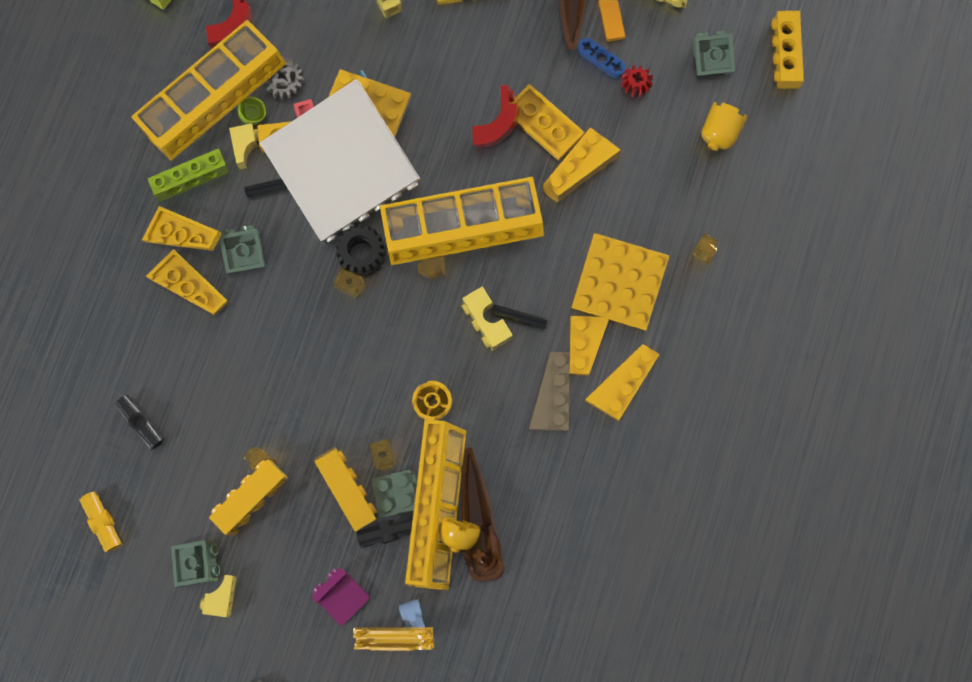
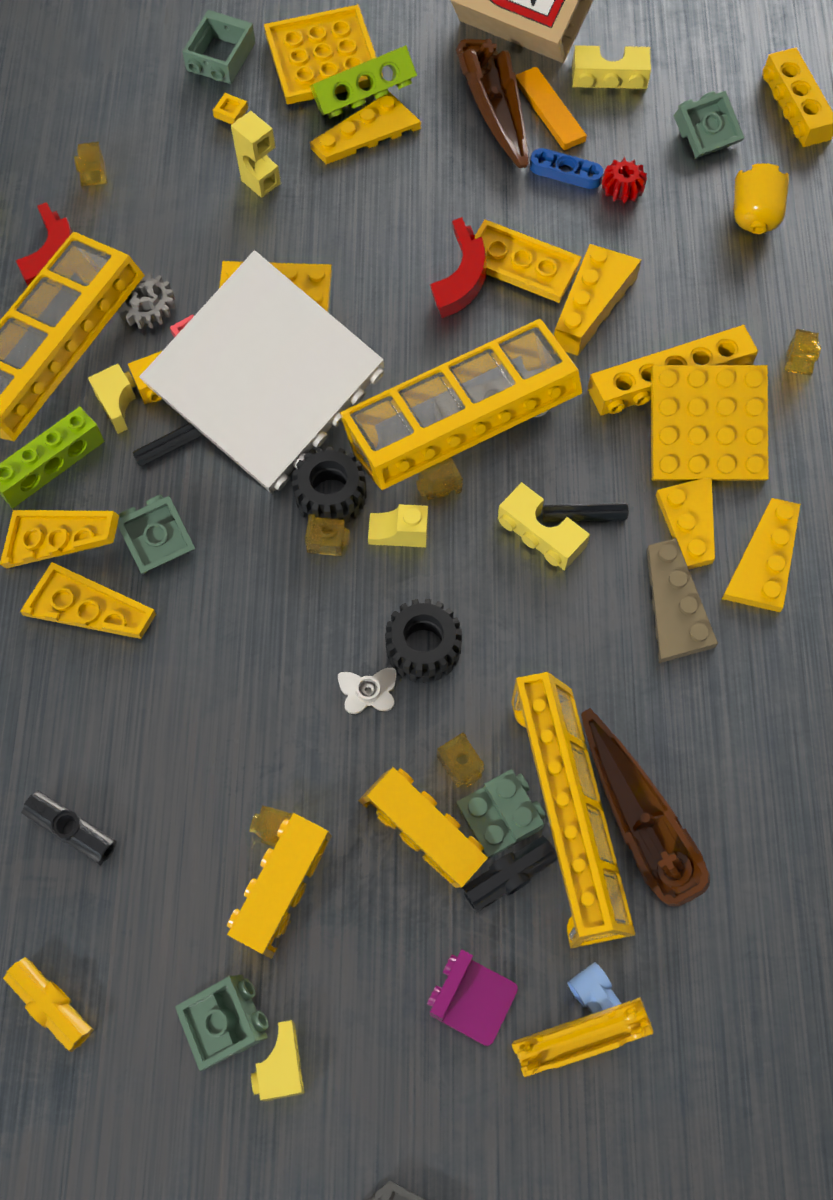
camera: 20 degrees left, 10 degrees down
(251, 110) = (112, 349): lime hair -> none
(342, 393) = (368, 690): none -> white animal
(380, 356) = (423, 617): none -> black tyre
(396, 291) = (399, 527): none -> light yellow arch
(432, 400) = (508, 655): yellow cylinder -> none
(458, 534) = (626, 838): yellow cylinder -> none
(622, 228) = (605, 384): none -> yellow brick

